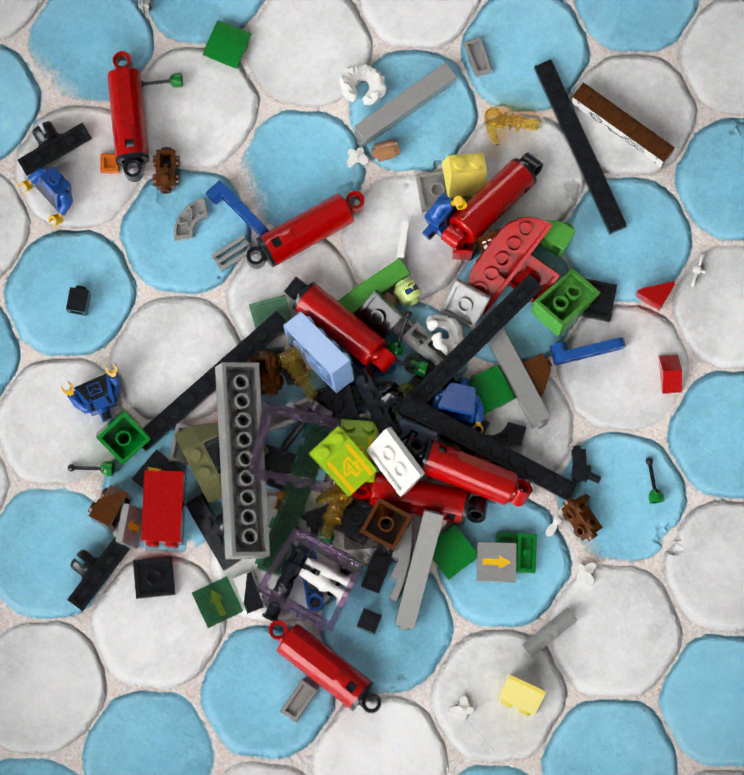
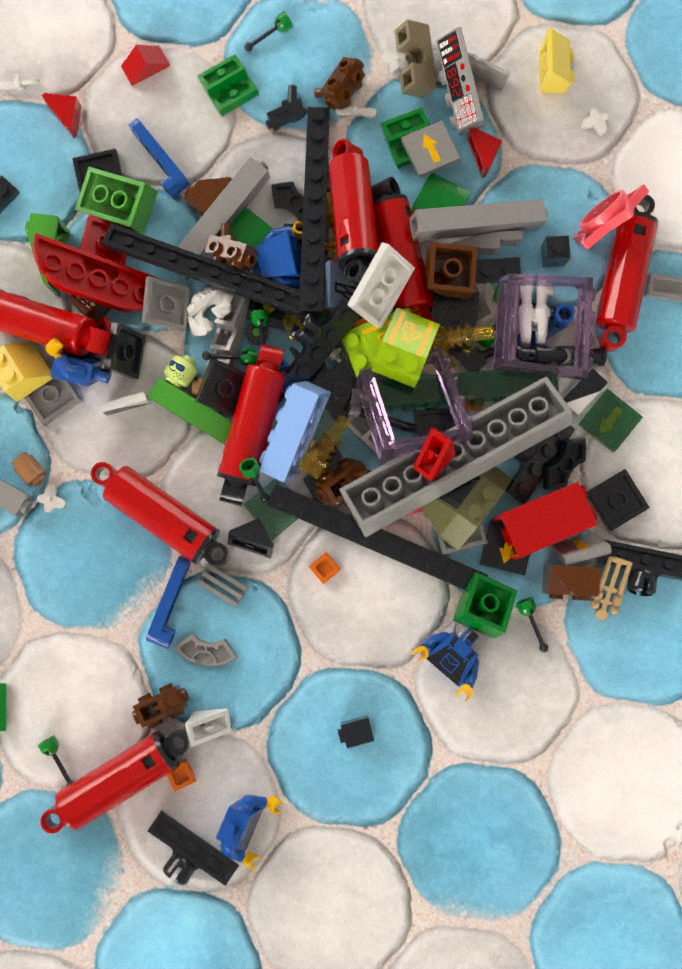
camera: 115 degrees left, 5 degrees up
(75, 523) = (601, 613): none -> tan piece
(135, 196) = (207, 725): none -> white slope
(204, 555) = (558, 471): none -> black tile
(209, 333) = (324, 568): none -> orange tile
(247, 438) = (434, 455): none -> red slope
(257, 290) = (251, 538): none -> black slope
(301, 304) = (252, 473): none -> green hinge
(373, 667) = (608, 215): none -> coral plate
(441, 257) = (125, 351): none -> black tile
(477, 605) = (483, 148): none -> red slope
(482, 364) = (229, 250): none -> reddish brown brick
(536, 608) = (460, 82): none -> slope
(590, 592) = (415, 41): none -> dark tan arch
(624, 430) = (228, 85): none -> green slope

